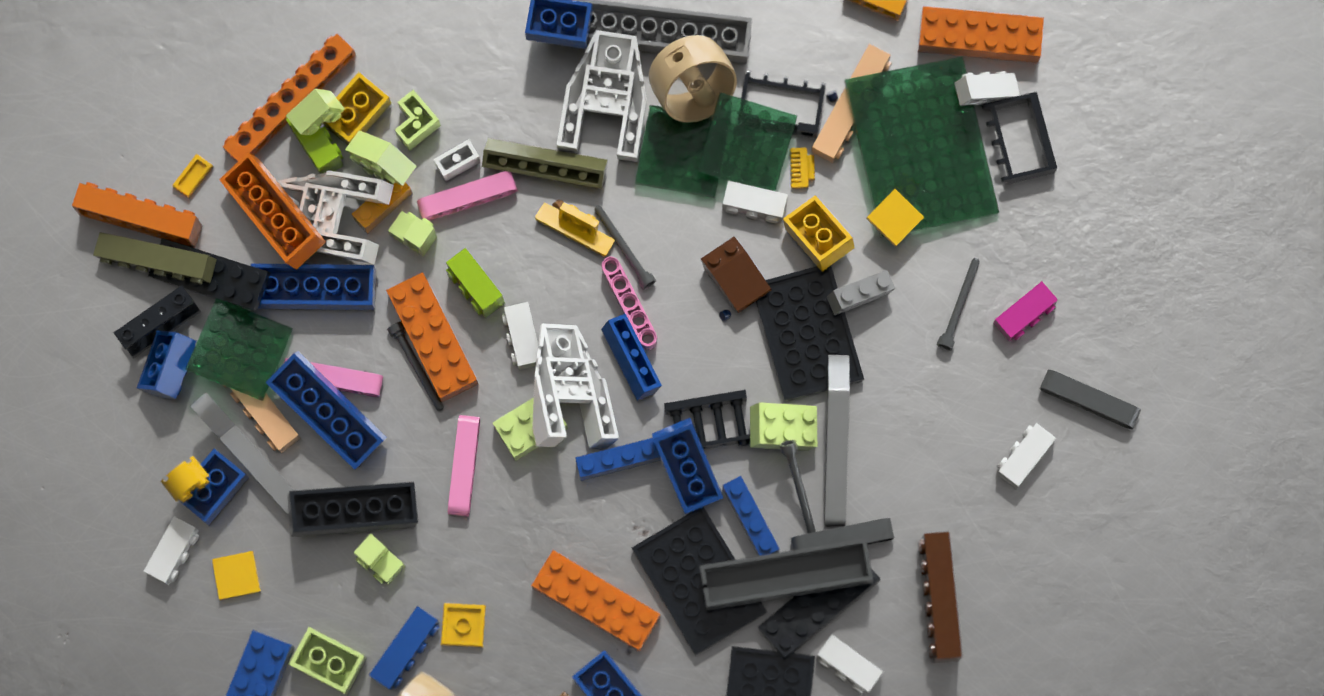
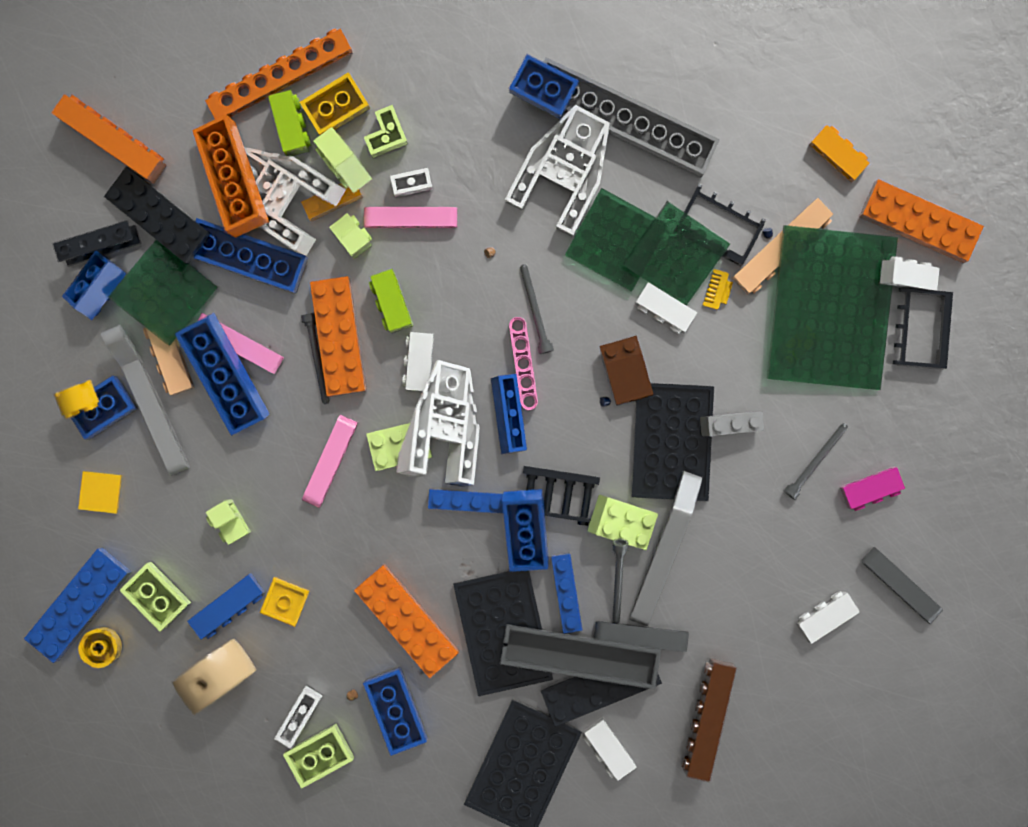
camera: 15 degrees right, 10 degrees up
(154, 257) = (113, 184): olive brick -> none
(172, 551) = (49, 453): white brick -> none
(192, 176) = (171, 117): yellow tile -> none
(313, 110) = (298, 96): yellowish green brick -> none
(352, 509) = (218, 471): black brick -> none
(544, 163) = (489, 211): olive brick -> none
(576, 226) = (498, 277): yellow bracket -> none
(681, 61) = (644, 163): tan cylinder -> none
(818, 233) = (713, 357): yellow brick -> none
(895, 217) = (786, 367): yellow tile -> none

